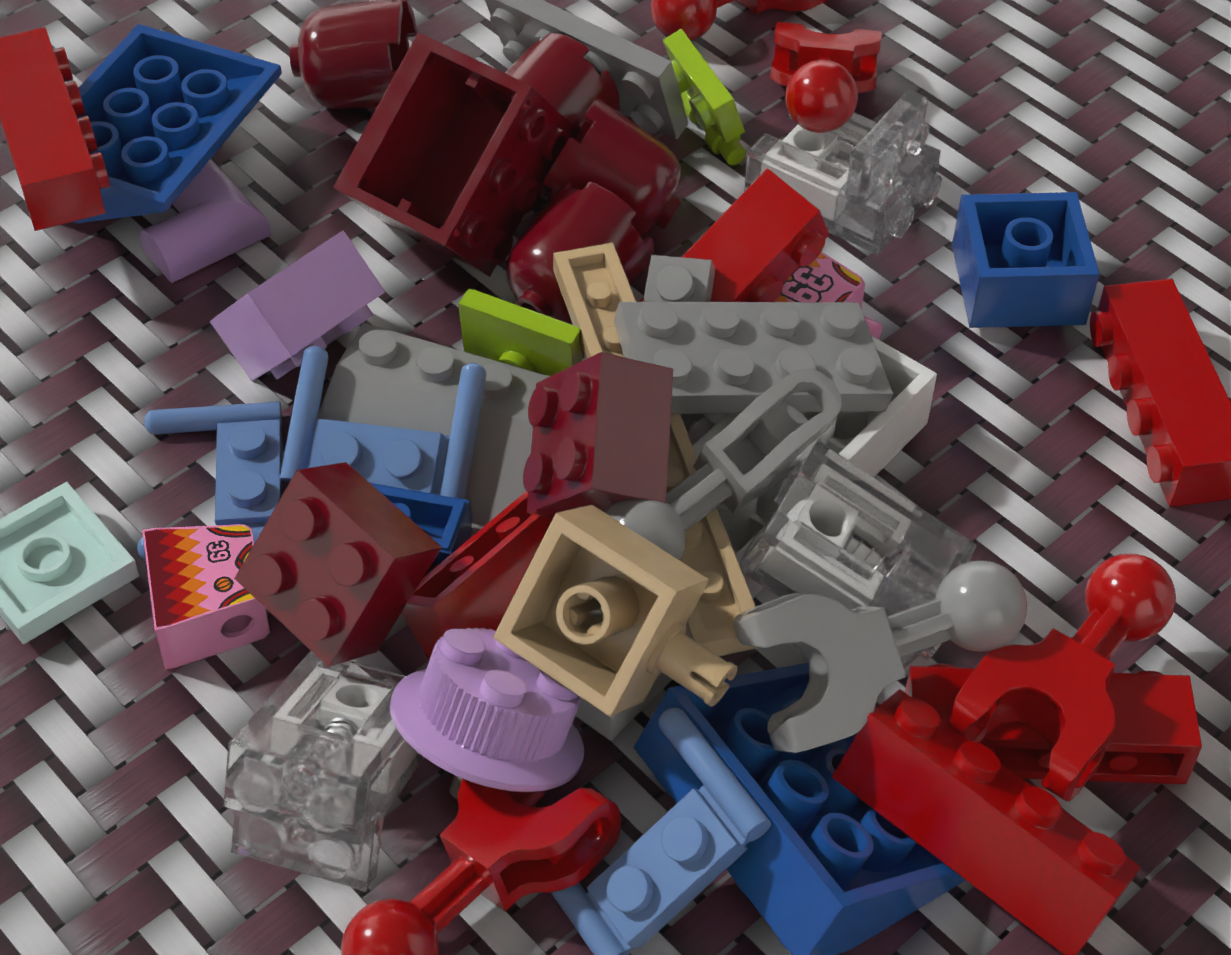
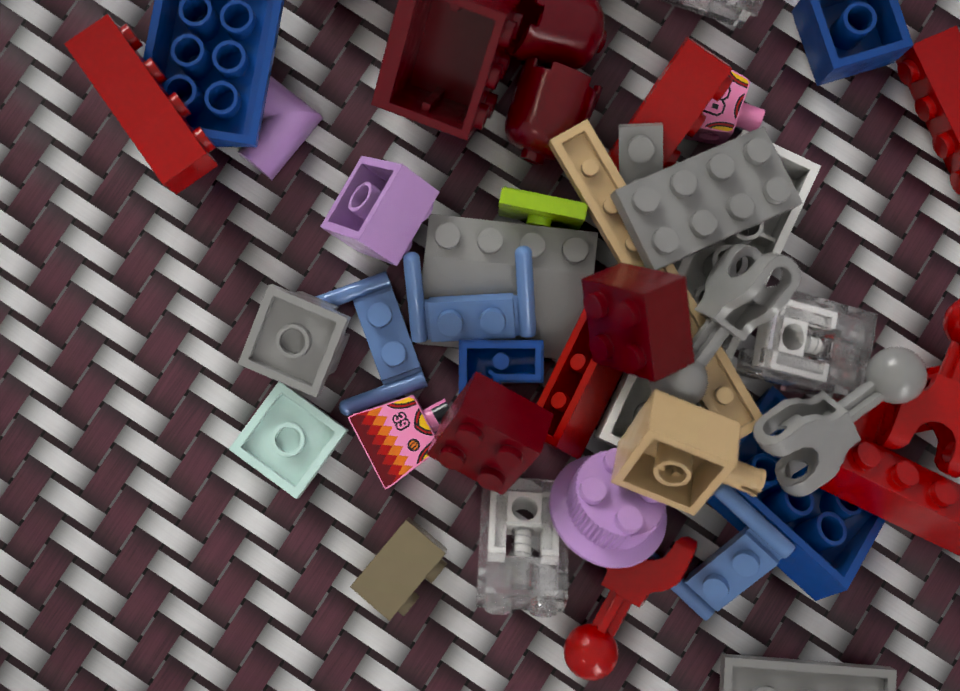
camera: 15 degrees left, 35 degrees up
(115, 429) = (296, 339): none -> light grey panel
(130, 759) = (399, 569): none -> dark tan brick

